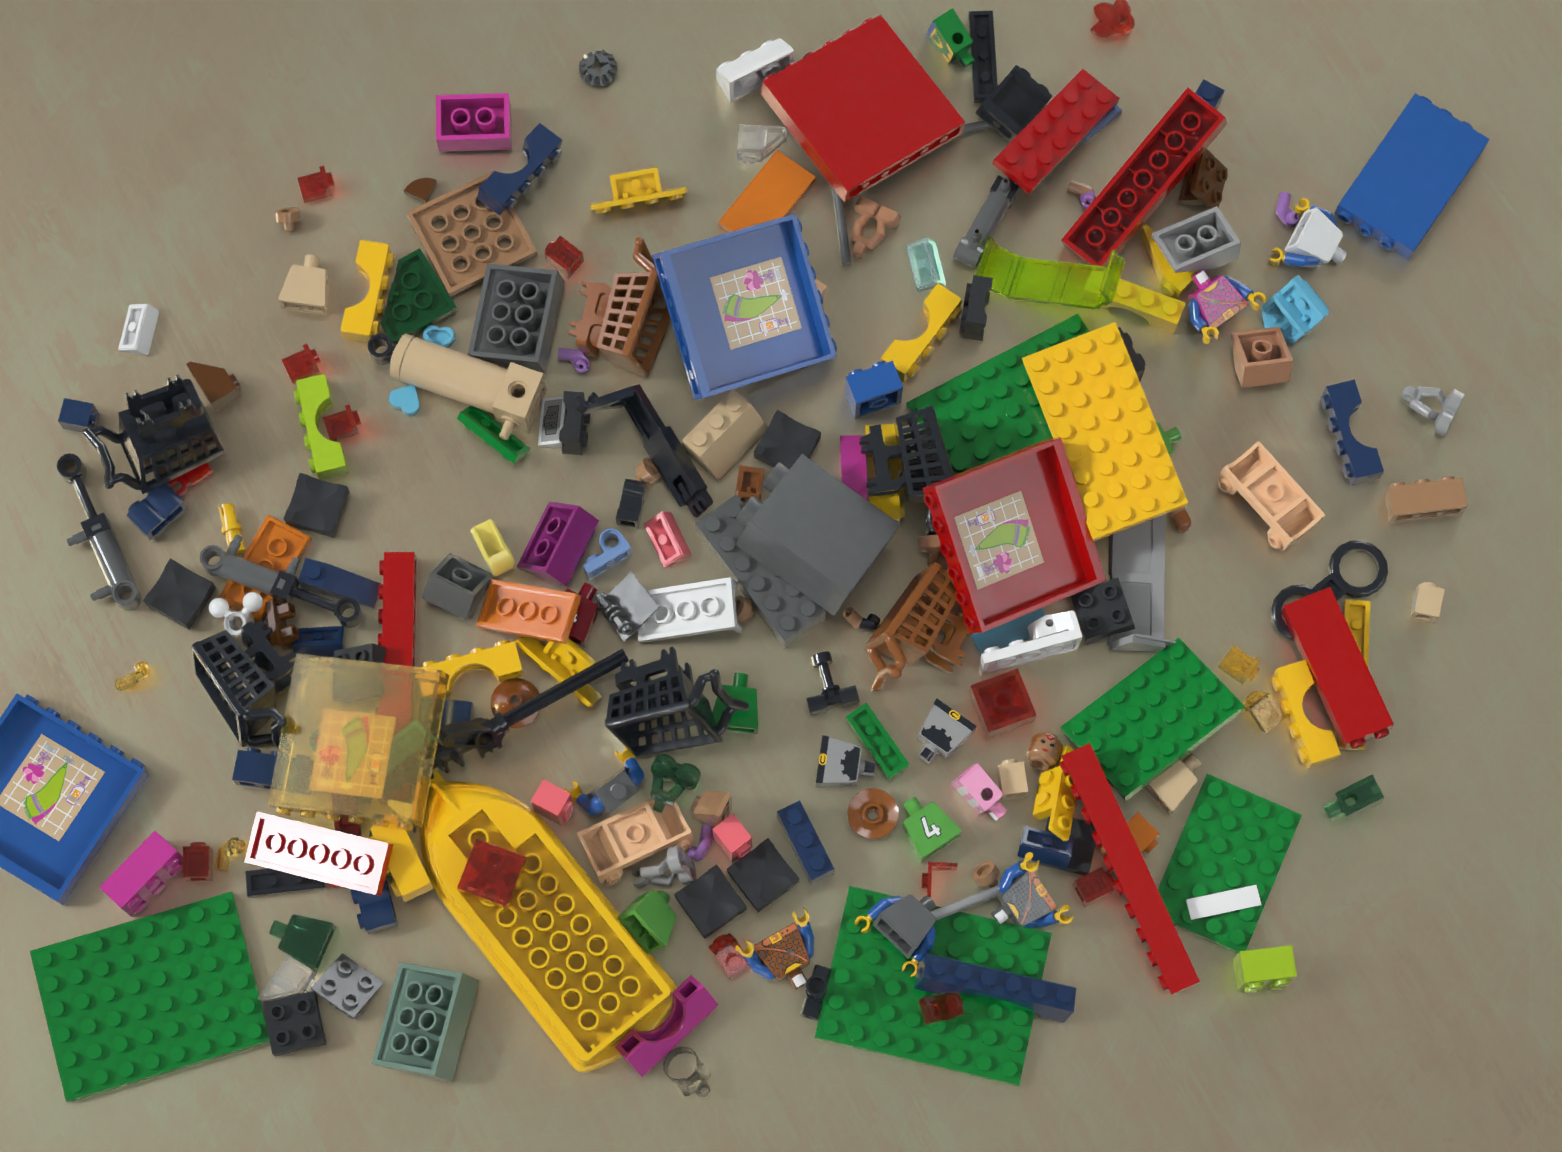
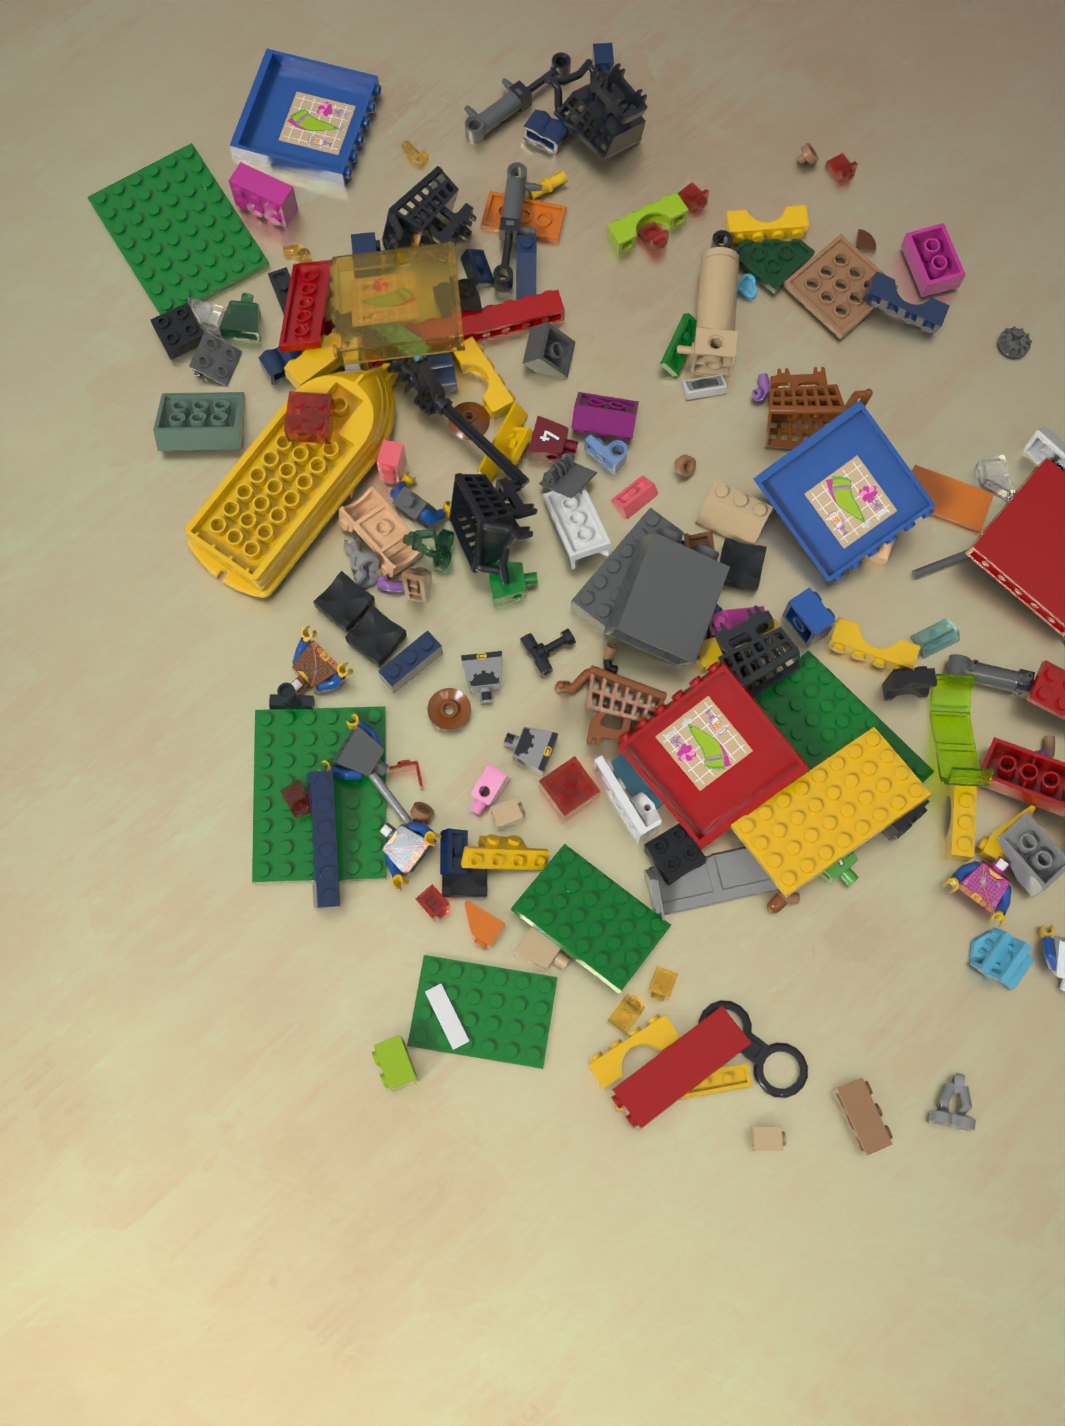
camera: 75 degrees right, 0 degrees up
(138, 329) = (684, 82): white slope -> none
(180, 594) = (485, 163): black brick -> none
(191, 478) = (579, 148): red bar -> none
(197, 862) = (284, 232): clear red brick -> none
(215, 383) = (656, 142): reddish brown slope -> none
(220, 608) = (481, 192): white piece -> none
(277, 619) = (480, 235): reddish brown hips -> none
(306, 287) = (755, 182): tan torso -> none
(316, 505) = (583, 236): black brick -> none
(405, 399) = (688, 277): medium azure tile -> none
(493, 547) = (586, 368): light yellow animal -> none
(517, 316) = (781, 335): dark grey slope -> none
(528, 611) = (541, 405): orange tile -> none
(563, 256) = (844, 356): clear red brick -> none
(574, 431) = (705, 397): black brick -> none
(631, 503) = (655, 460): black leg -> none
(636, 187) = (923, 395): yellow bracket -> none
(646, 1048) = (214, 582): dark pink arch -> none
(649, 920) = (316, 557): bright green torso -> none
(660, 444) = (710, 467): black hinge -> none
(695, 1082) = (198, 628): clear smoke piece -> none
(727, 956) = (305, 619): clear red bracket -> none
(732, 838) = (398, 602): coral brick -> none
(744, 609) = (590, 564): medium nougat tile -> none
(871, 210) = (965, 590): nougat piece -> none
(877, 741) = (511, 698): green plate -> none
(928, 828) = (447, 756): bright green torso -> none
(1044, 751) = (539, 834): medium nougat head -> none
(1130, 869) = (451, 926): red brick -> none
(1261, 357) = (947, 937): nougat slope -> none
(1271, 495) = (822, 975): light nougat piece -> none
(1360, 461) = (880, 1049): dark blue arch -> none
(1364, 792) = (573, 1118): clear green torso -> none

